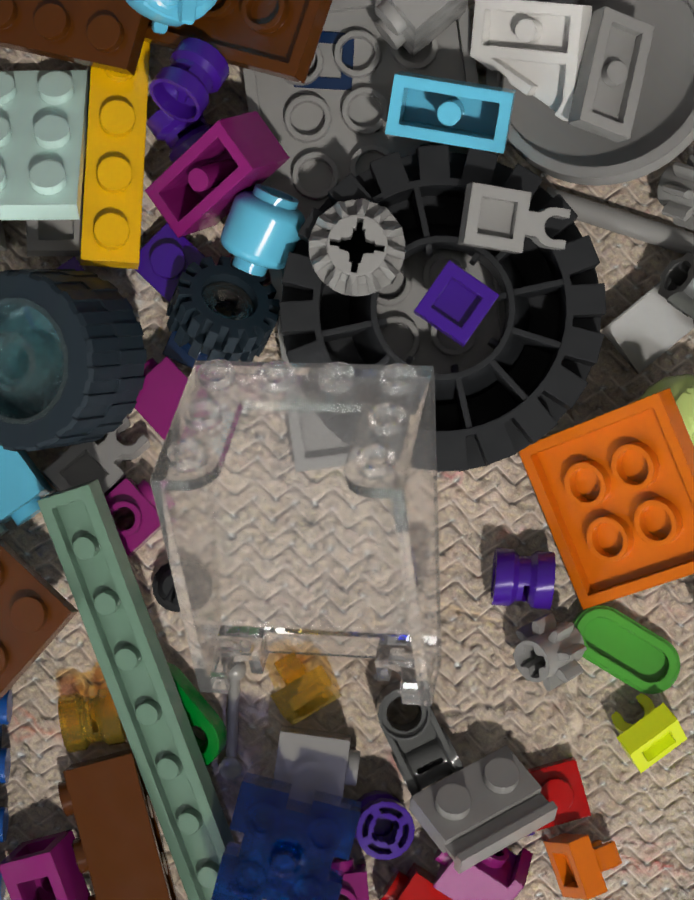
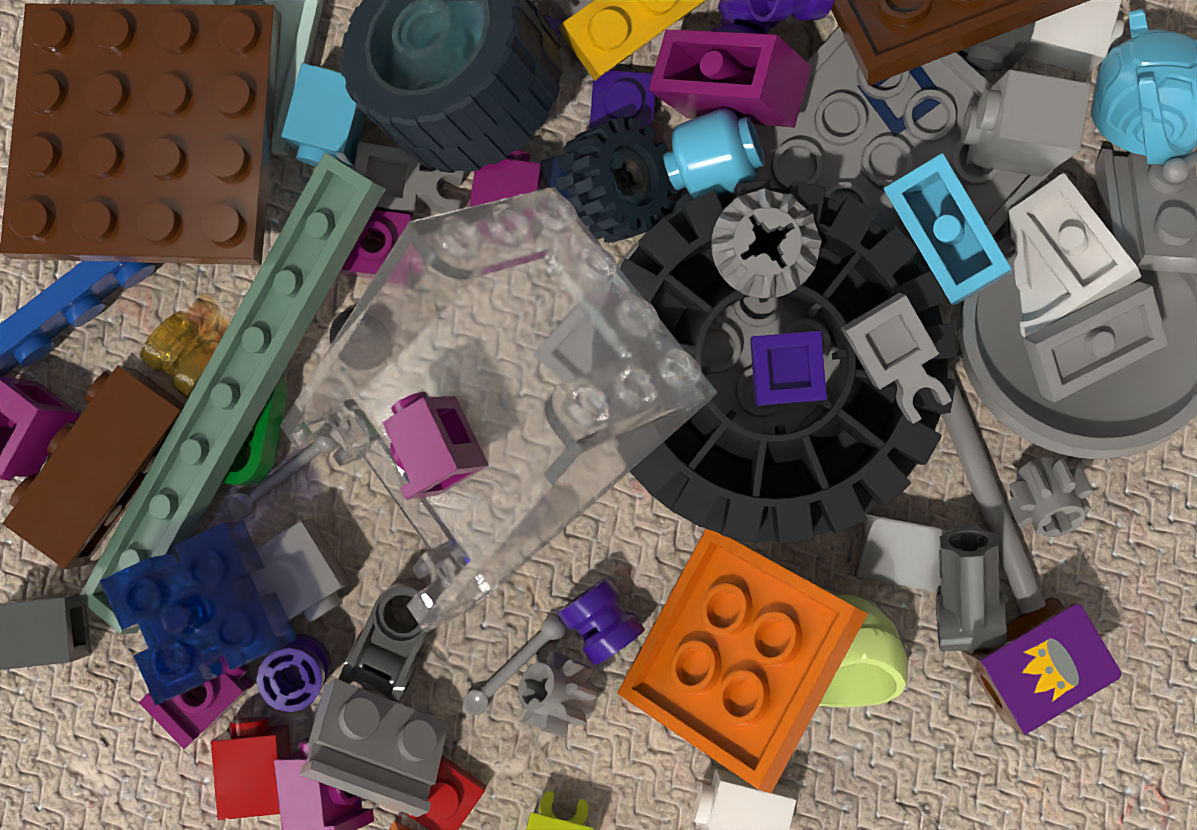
camera: 50 degrees right, 0 degrees up
(303, 593) = (432, 444): none -> magenta brick
(304, 690) = (355, 512): clear yellow tile -> none
(506, 713) = (477, 699): none -> light grey hinge
(627, 649) = (614, 759): bright green tile -> none

